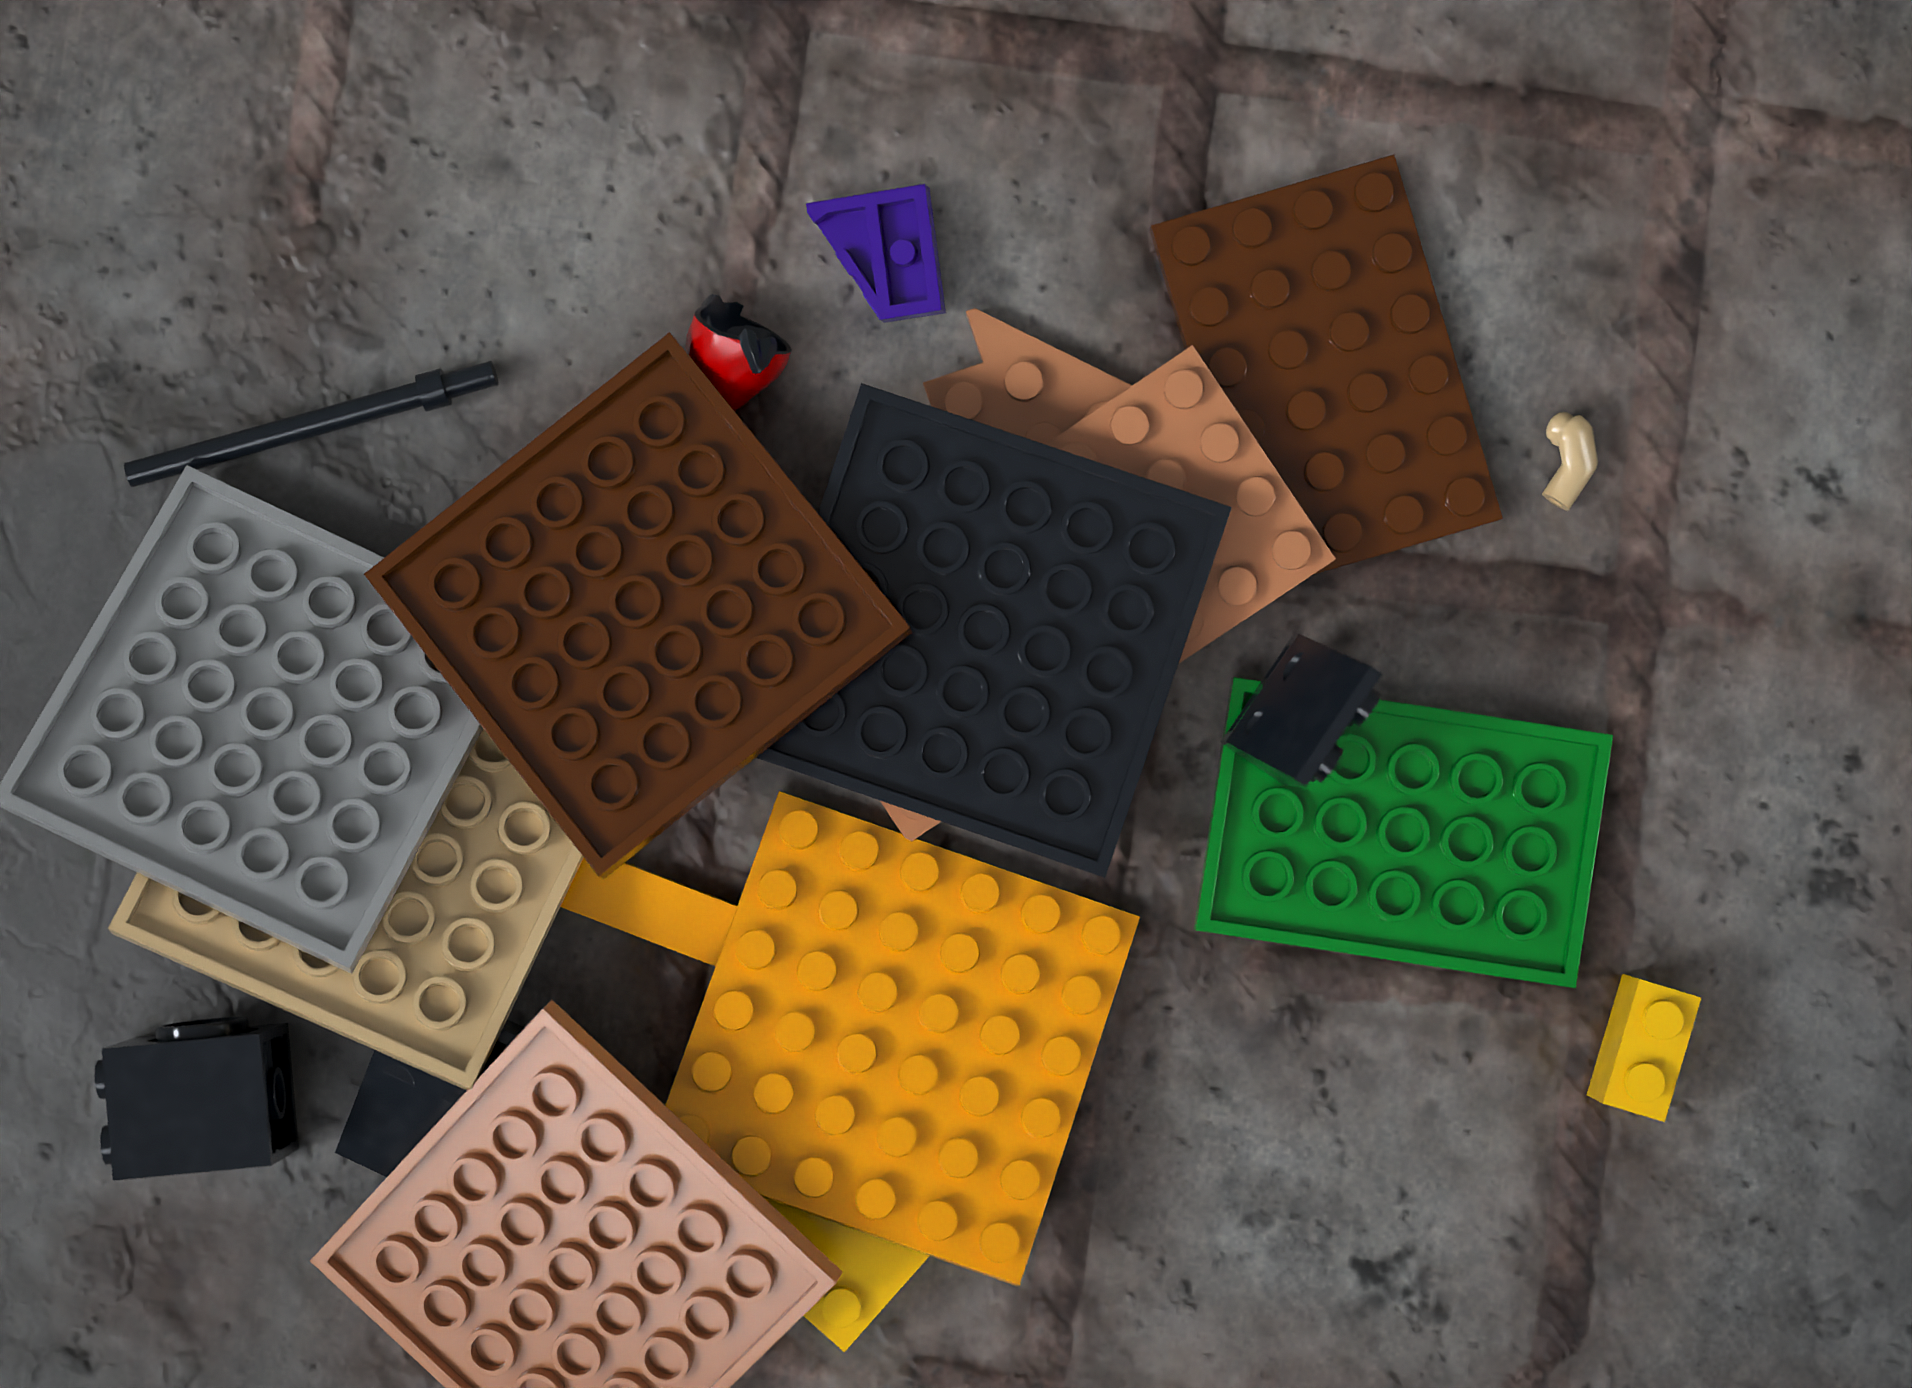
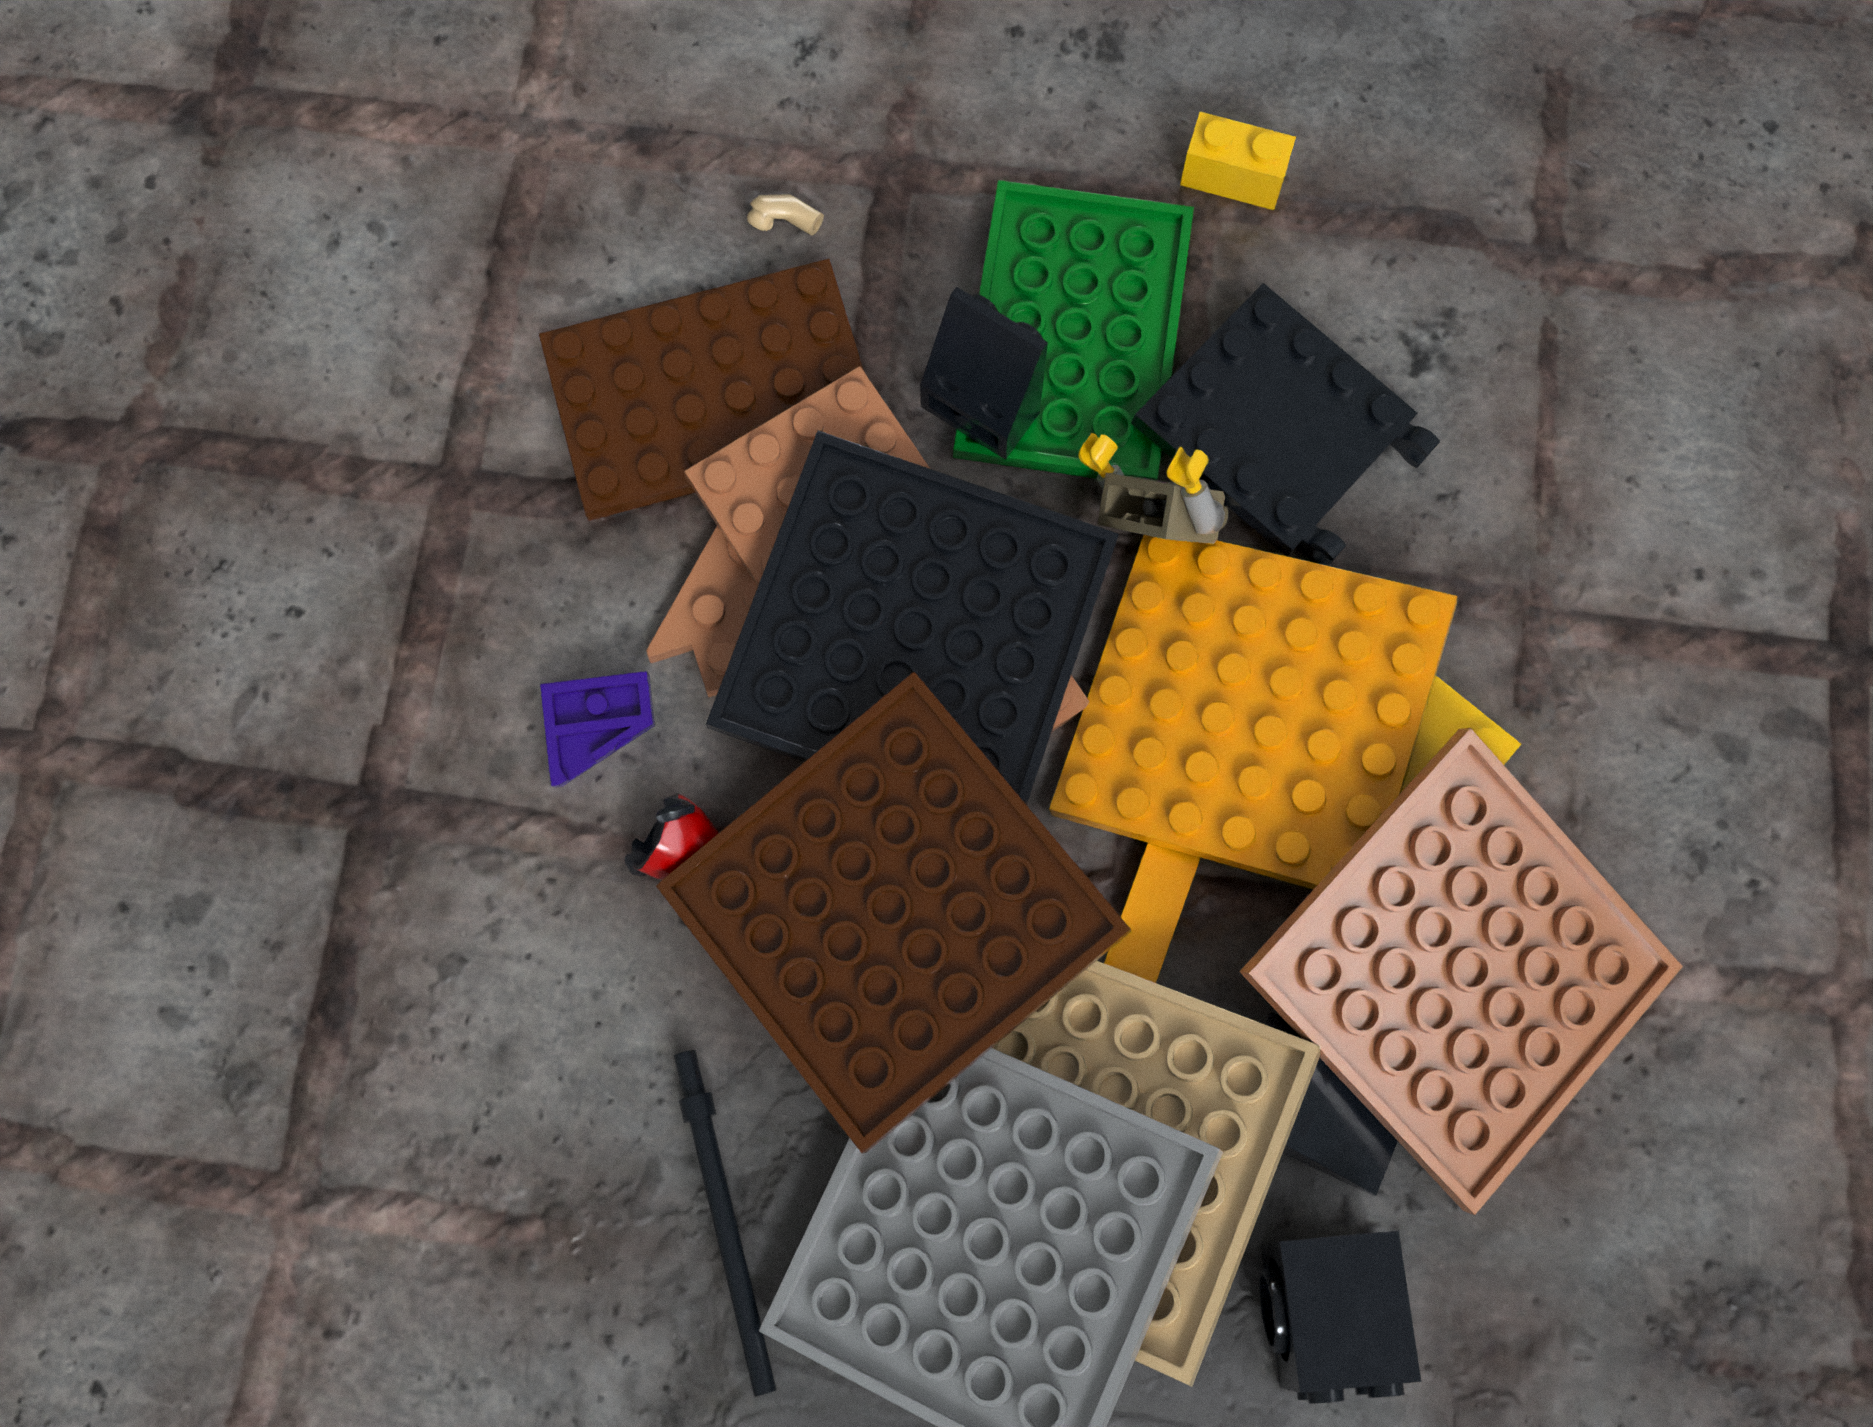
camera: 85 degrees left, 15 degrees down
(1147, 925) = (1156, 507): none -> torso
(1274, 1085) = (1281, 422): none -> black plate

